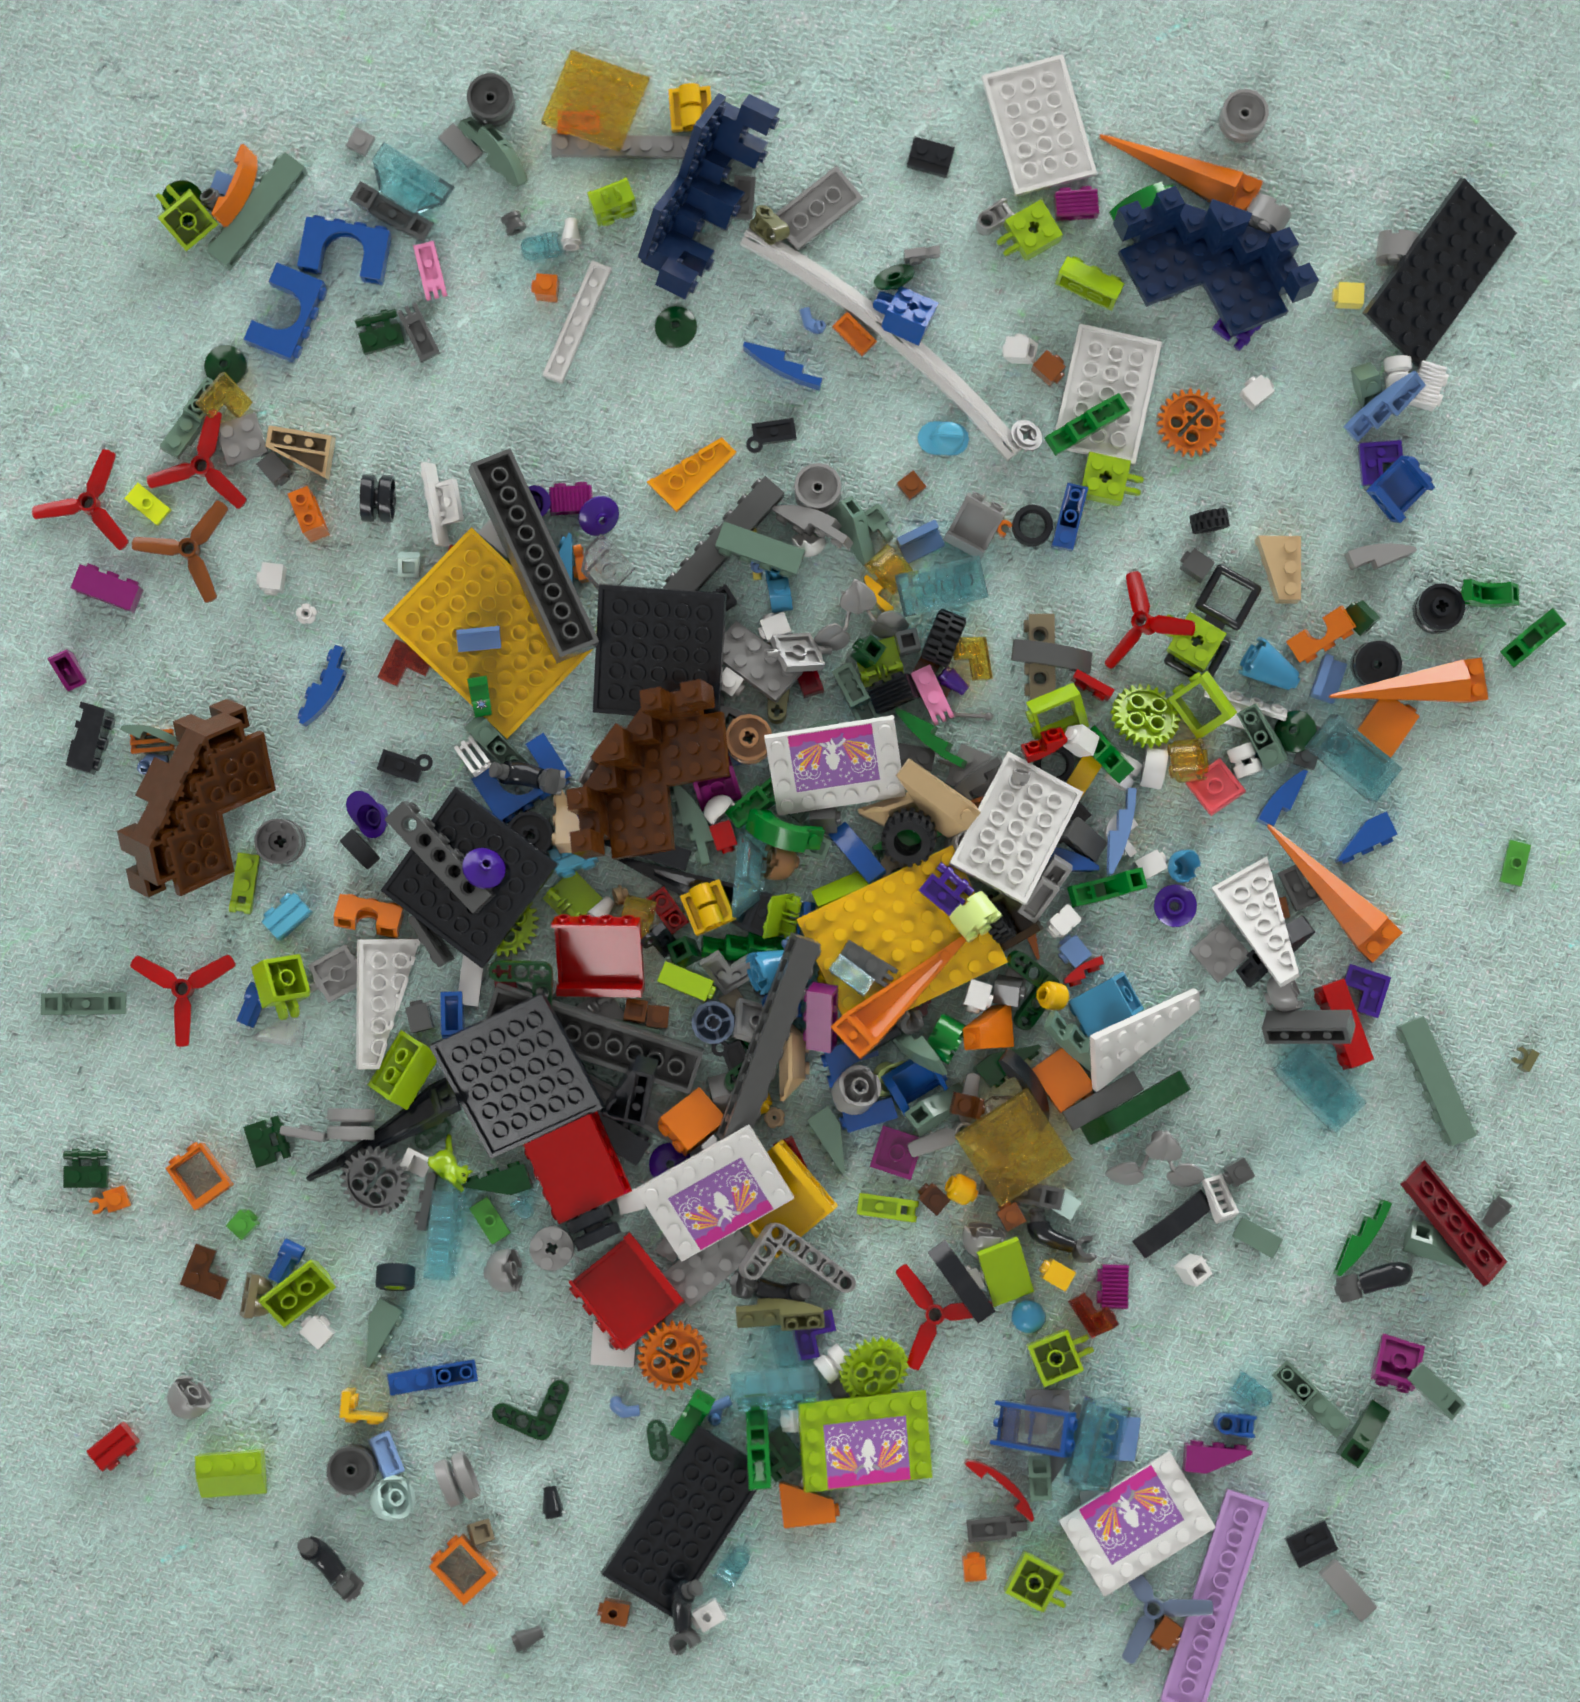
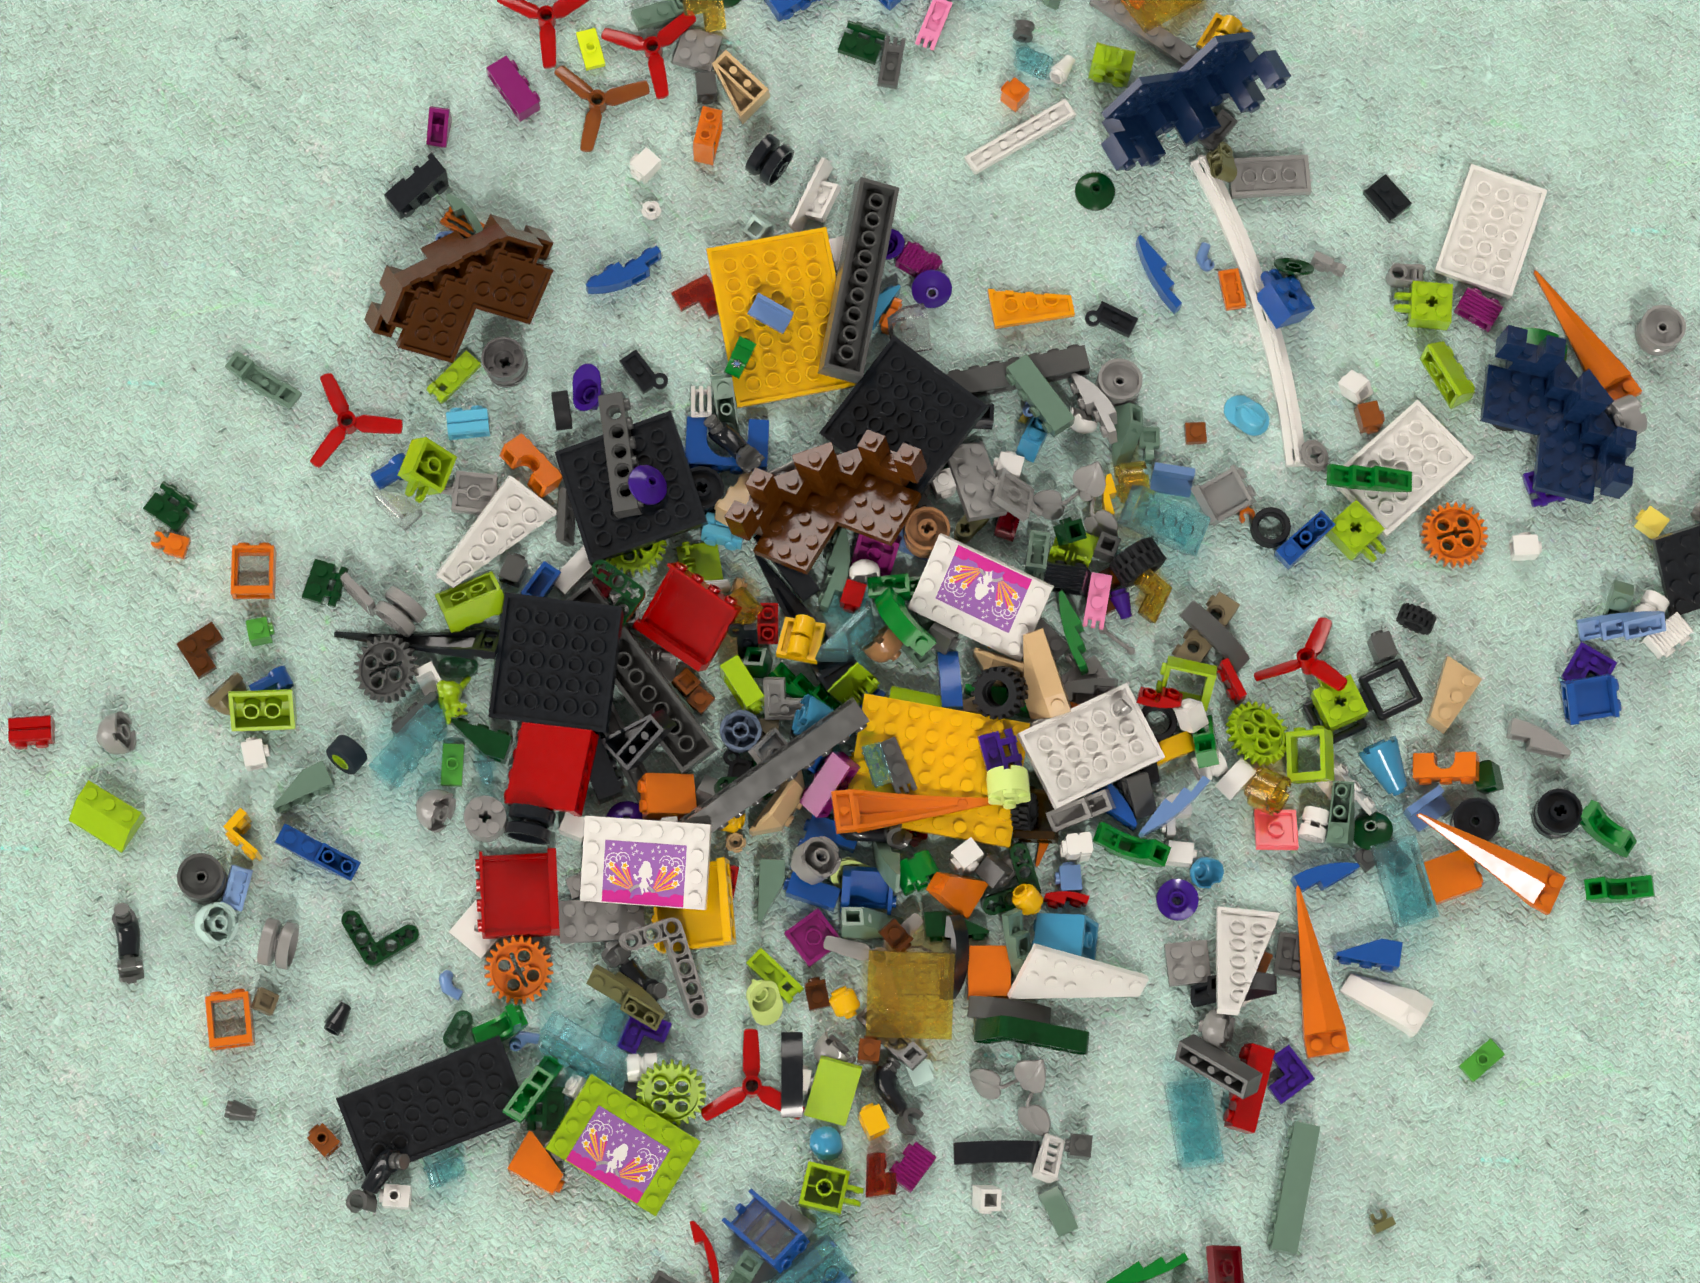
camera: 30 degrees right, 10 degrees down
(894, 1236) = (764, 1001): none -> yellowish green piece
(1415, 865) = (1395, 1004): none -> white wedge

